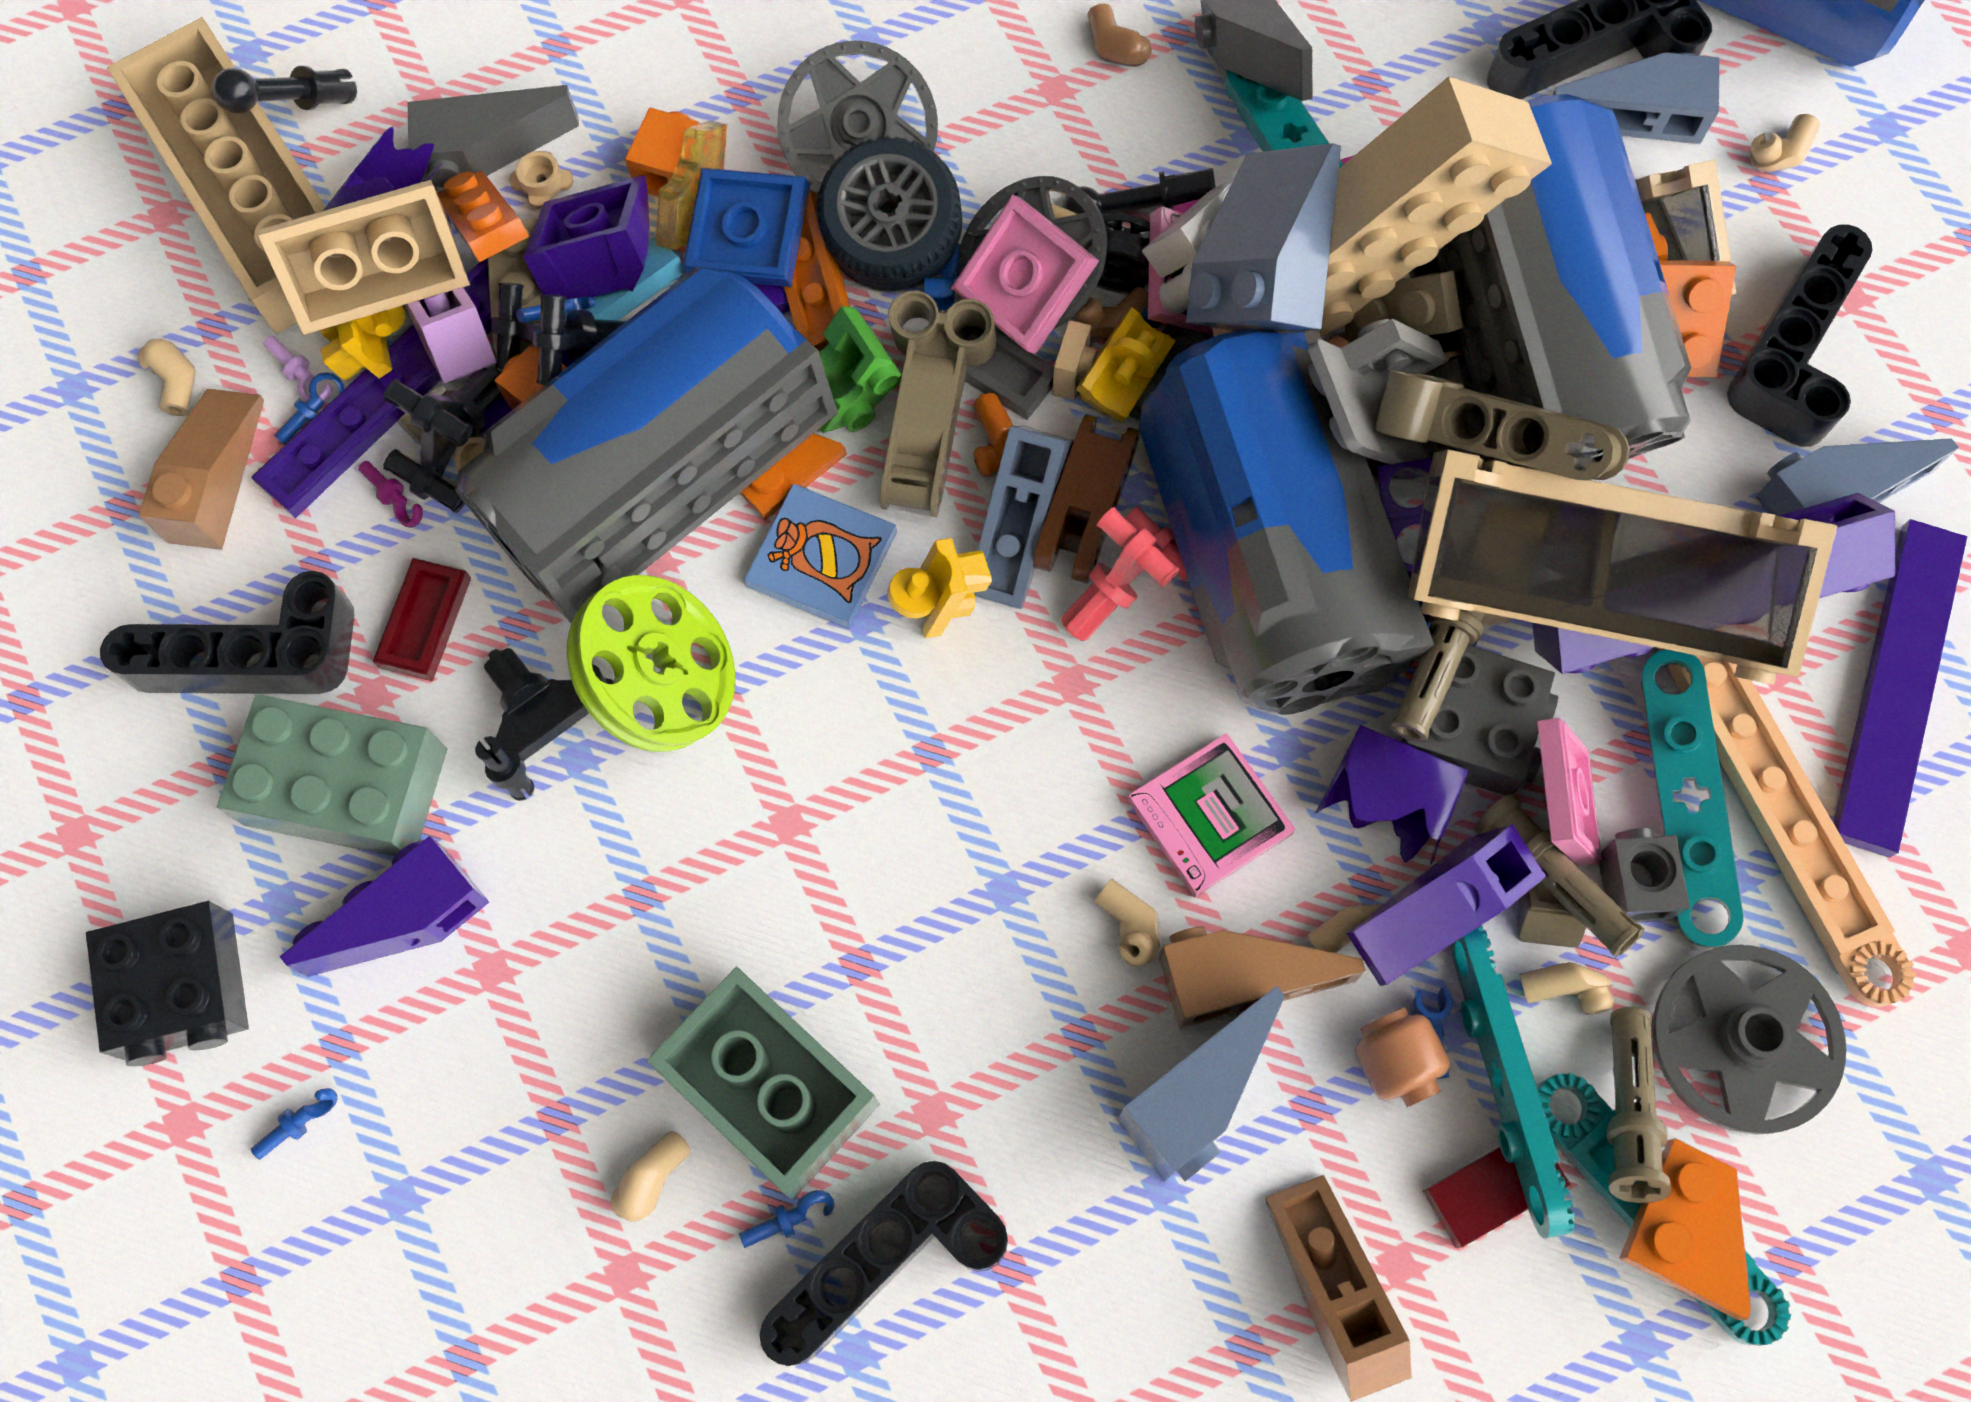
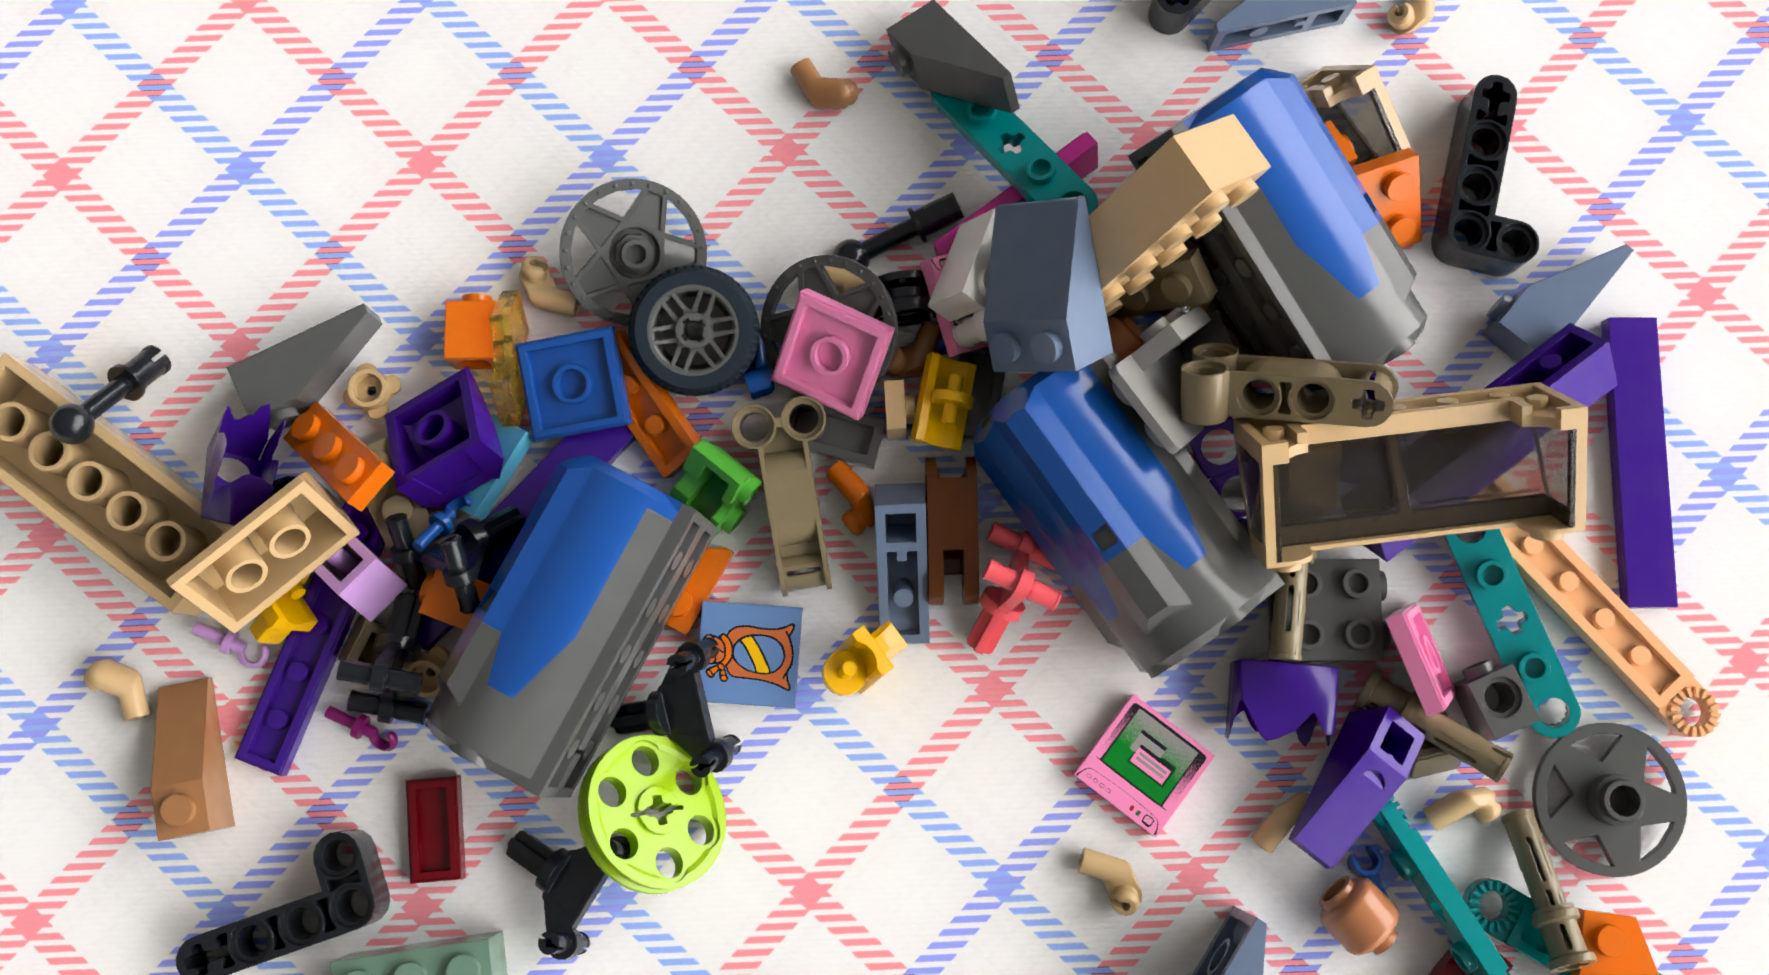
camera: 25 degrees left, 10 degrees up
(306, 410) = (255, 678): blue hand -> none
(727, 574) = (682, 711): none -> black axle
(751, 138) = (542, 289): none -> tan arm
(1232, 971) = (1209, 895): medium nougat slope -> none

